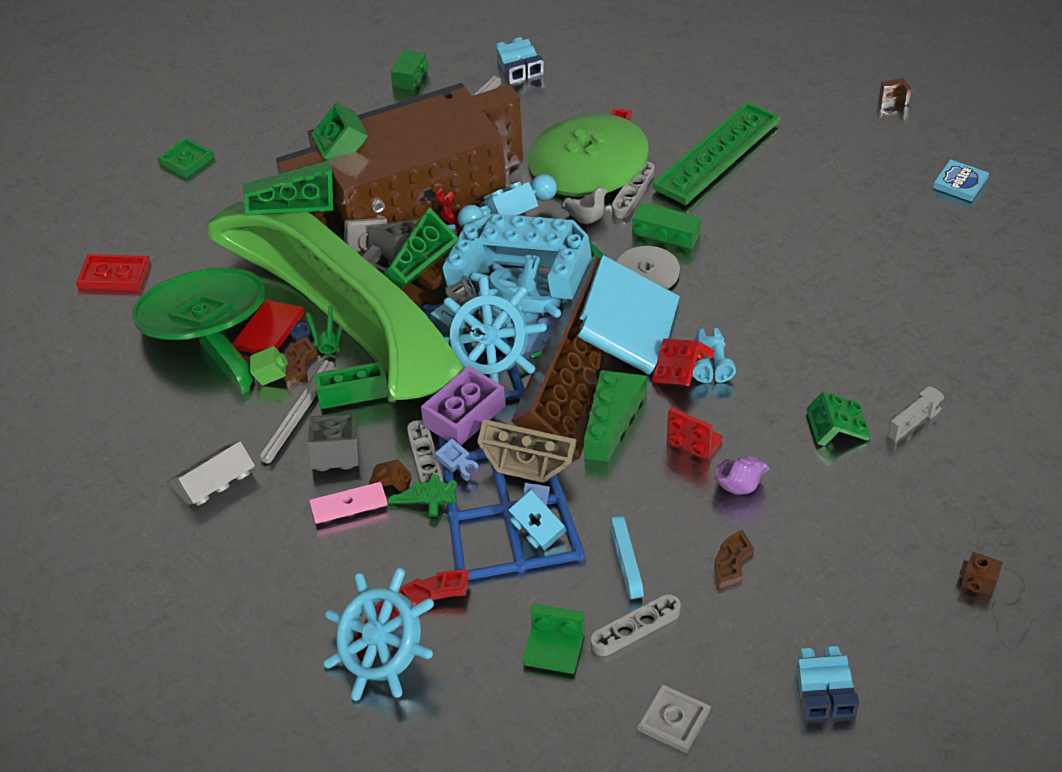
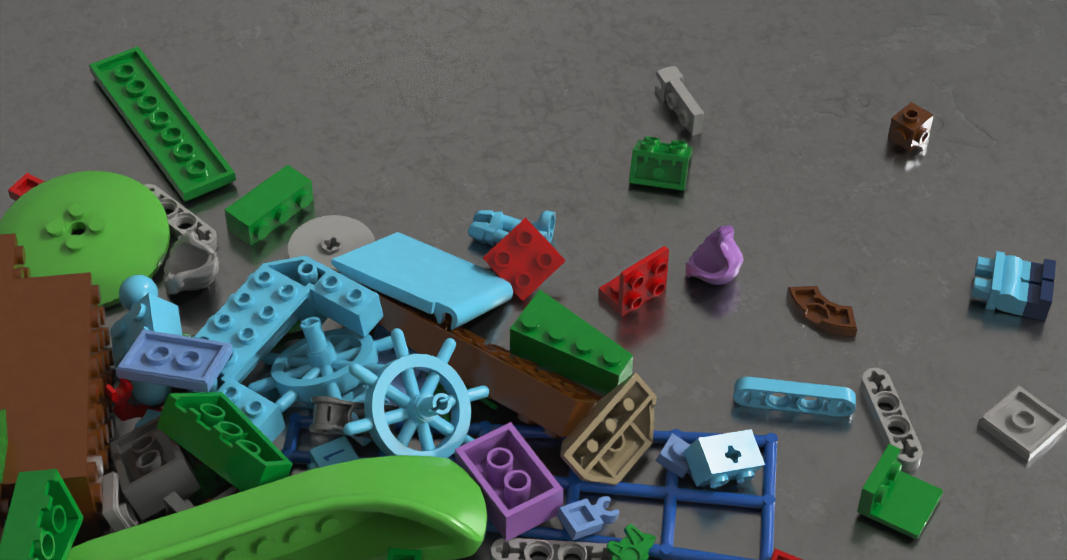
camera: 75 degrees left, 0 degrees up
(471, 208) = (174, 360): none -> medium blue tile

